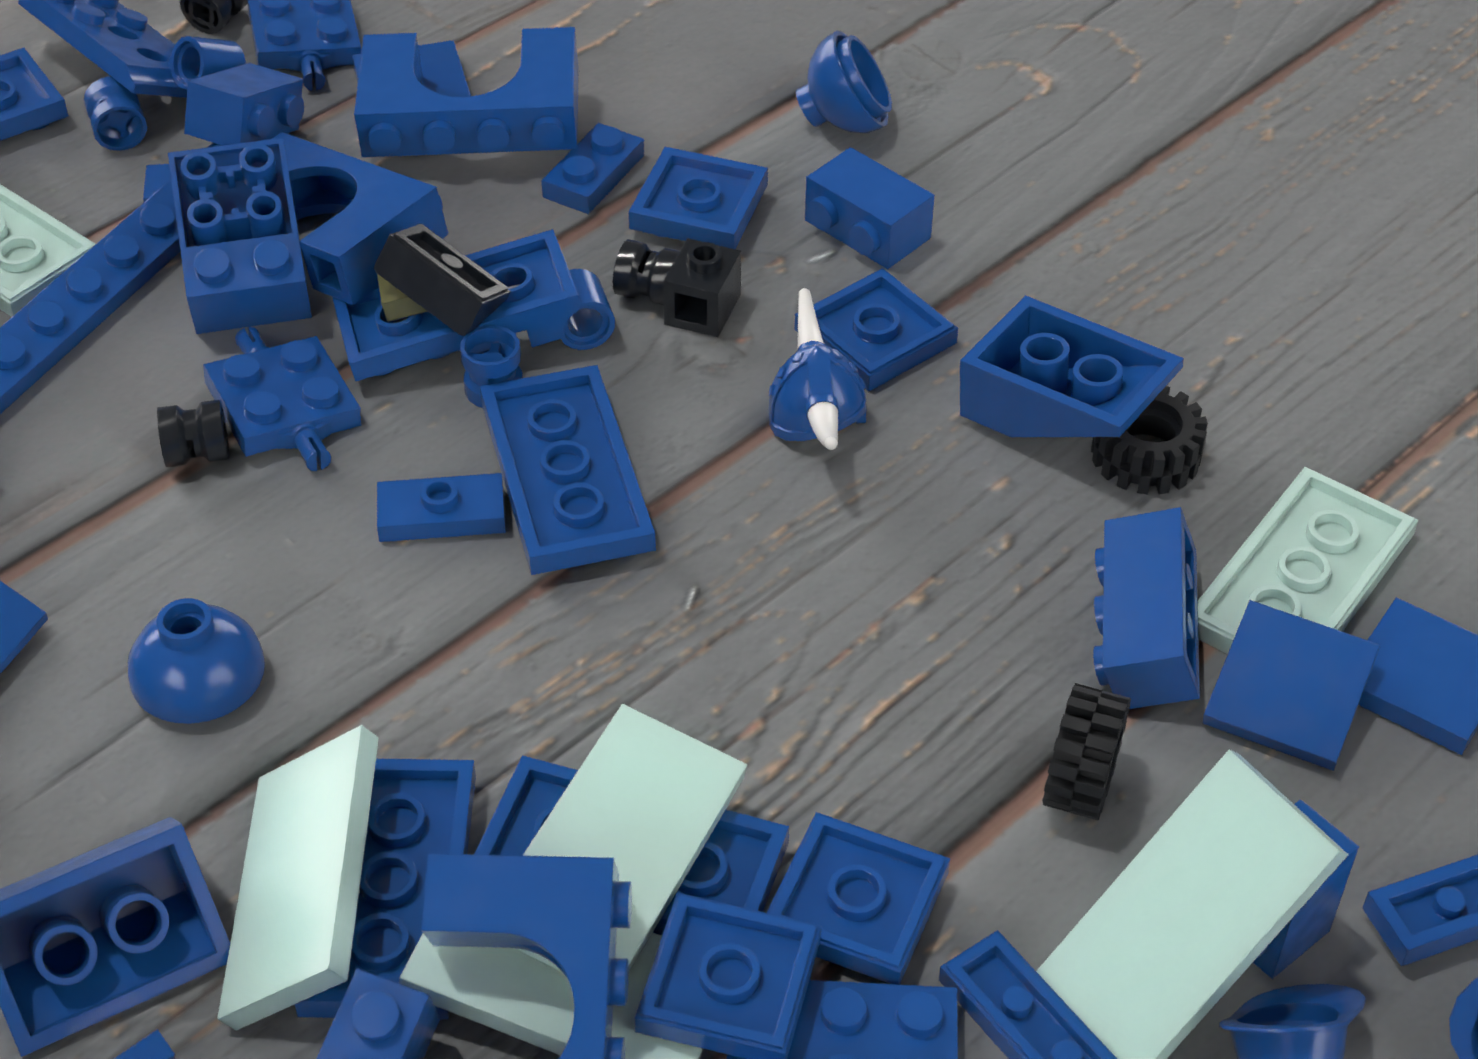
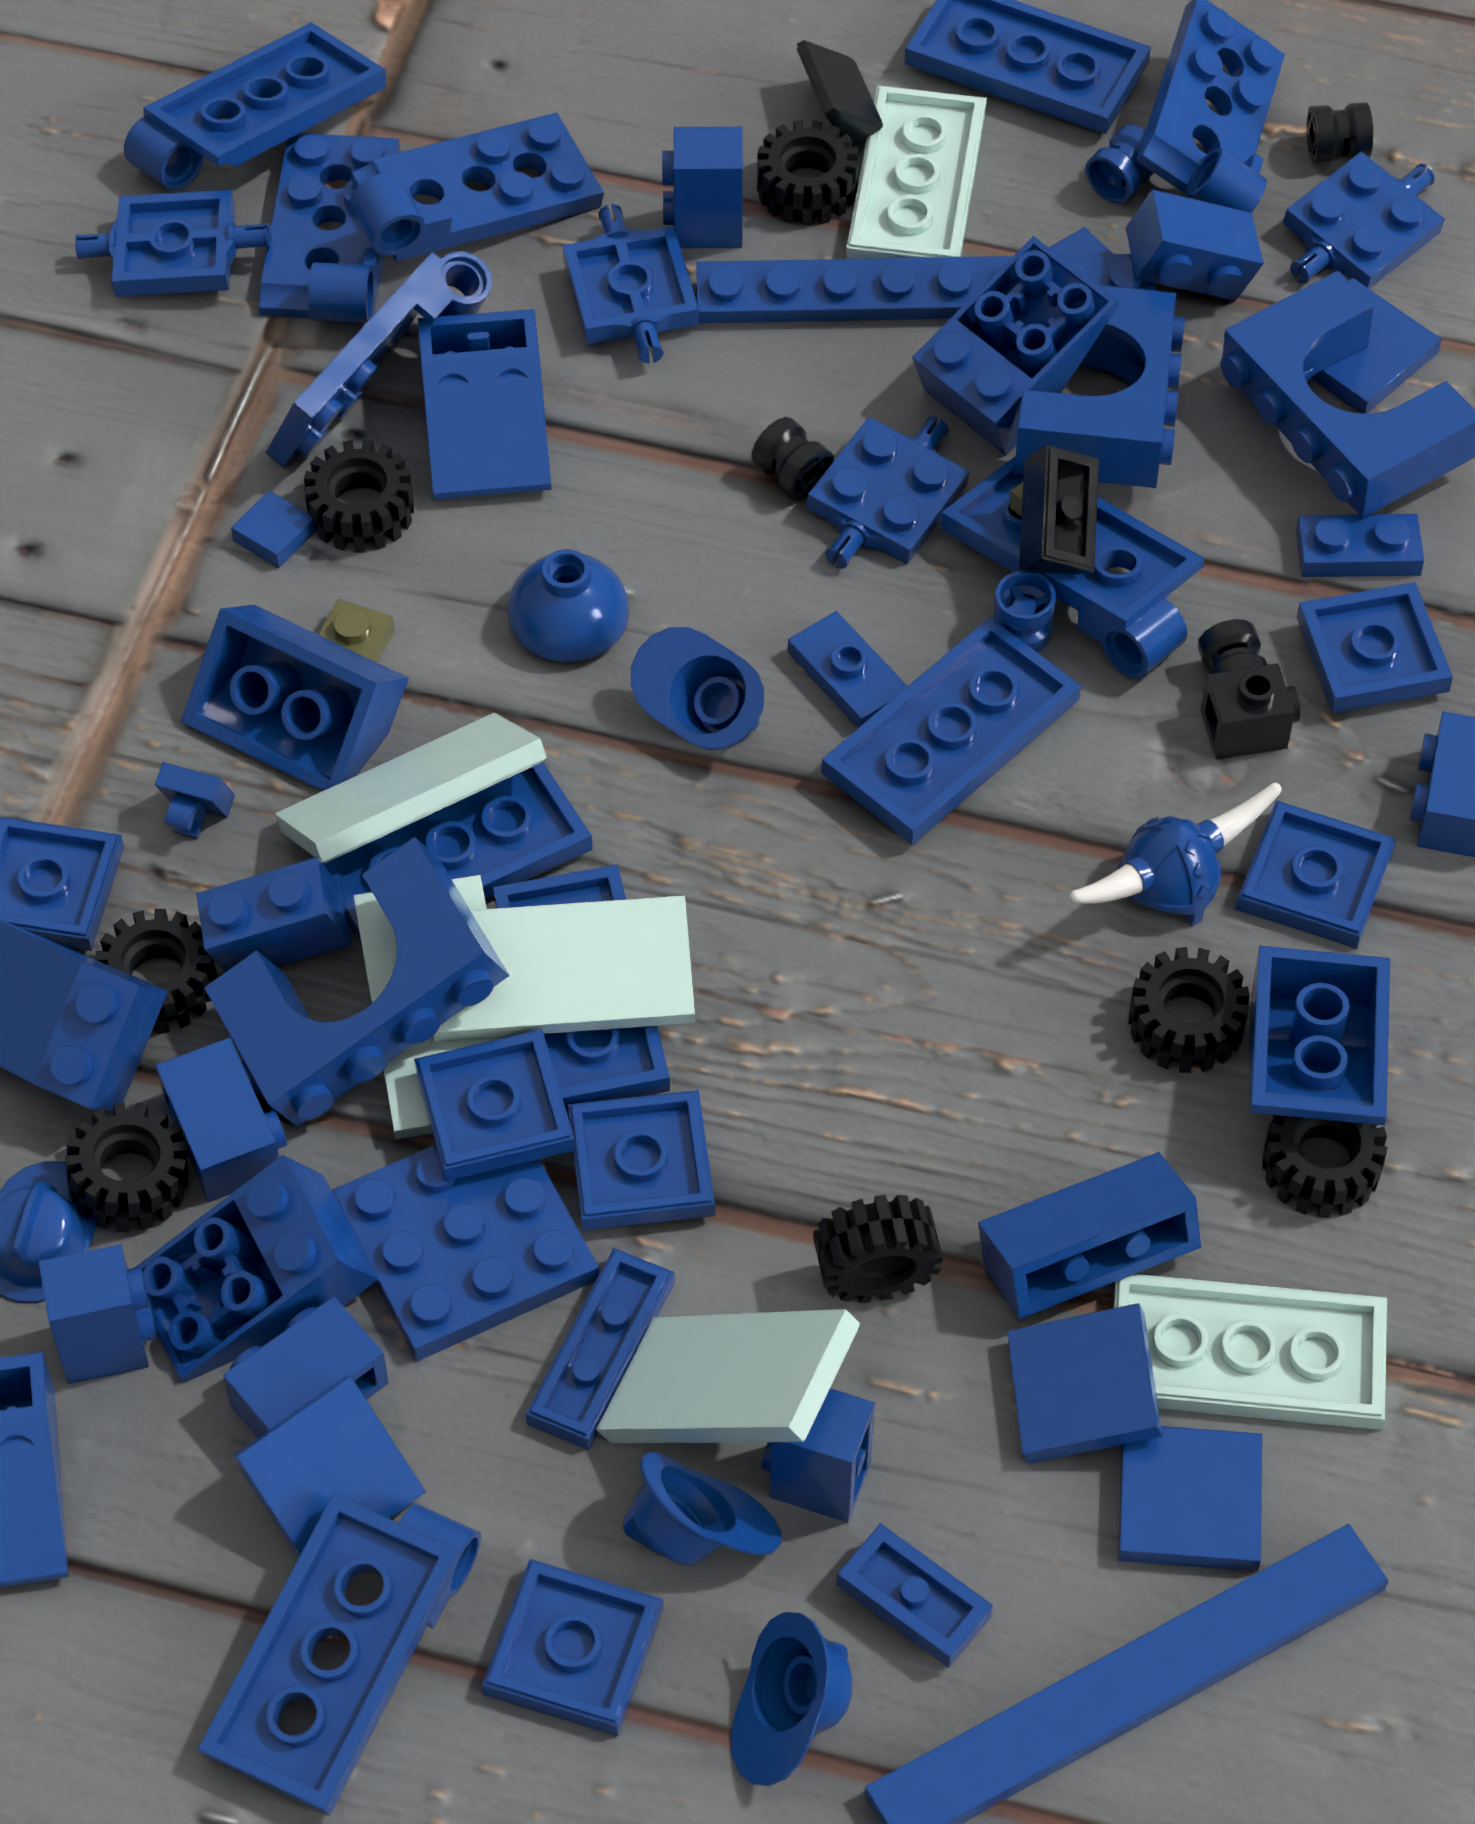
camera: 60 degrees right, 10 degrees up
(57, 840) = (358, 629): none -> olive plate
(389, 599) = (697, 687): none -> blue piece
(953, 476) = (1194, 979): none -> black tyre

